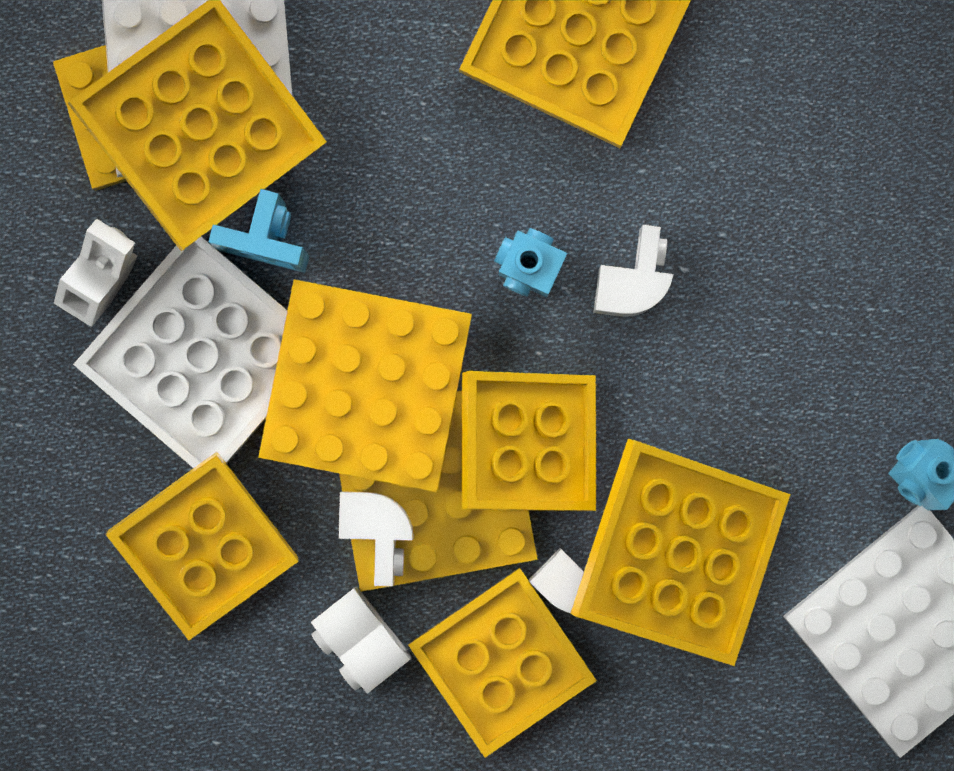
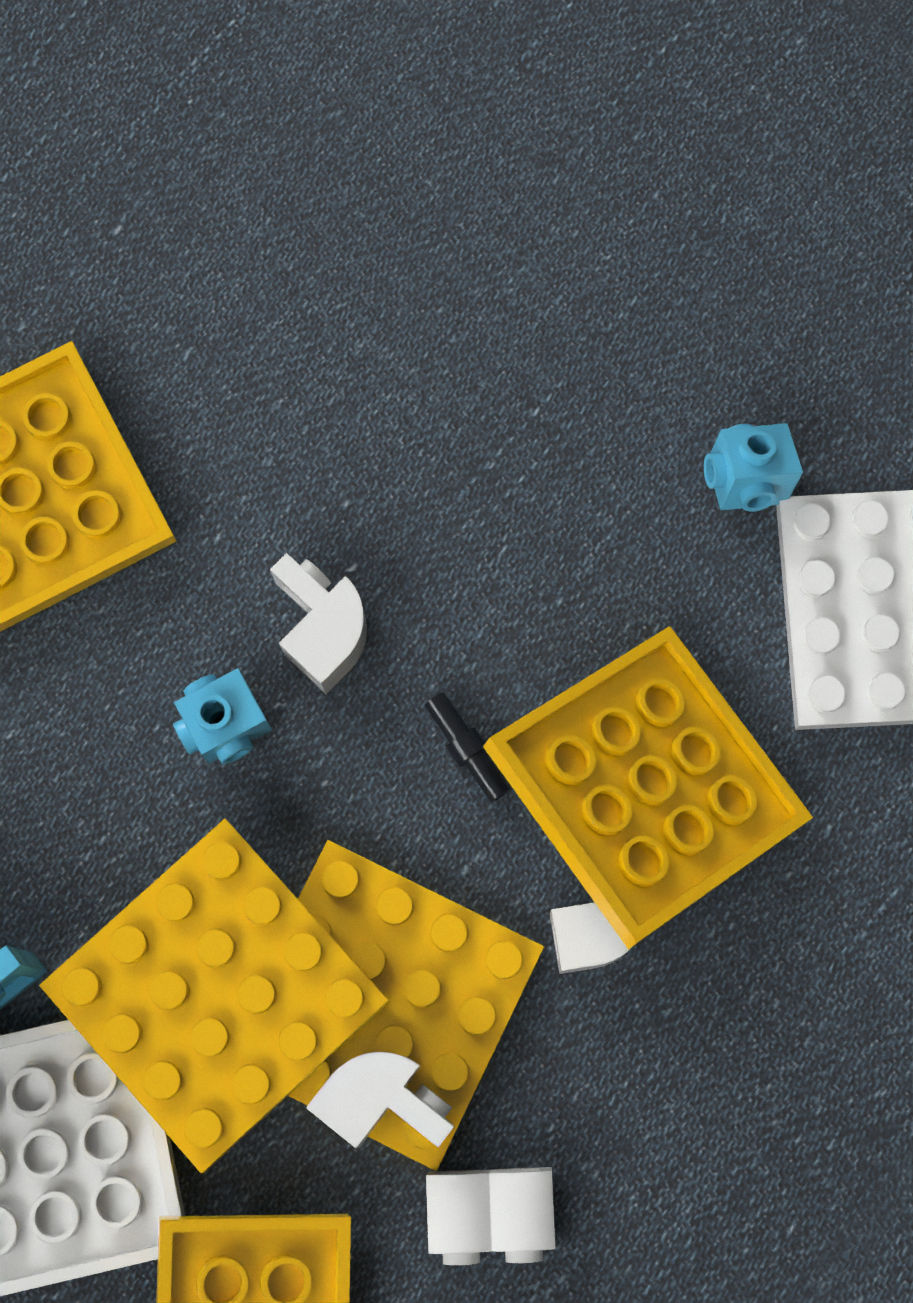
camera: 50 degrees left, 10 degrees down
(502, 662) = (630, 1070): yellow plate -> none
(528, 441) = (408, 860): yellow plate -> none
(623, 424) = (467, 747): none -> black bar

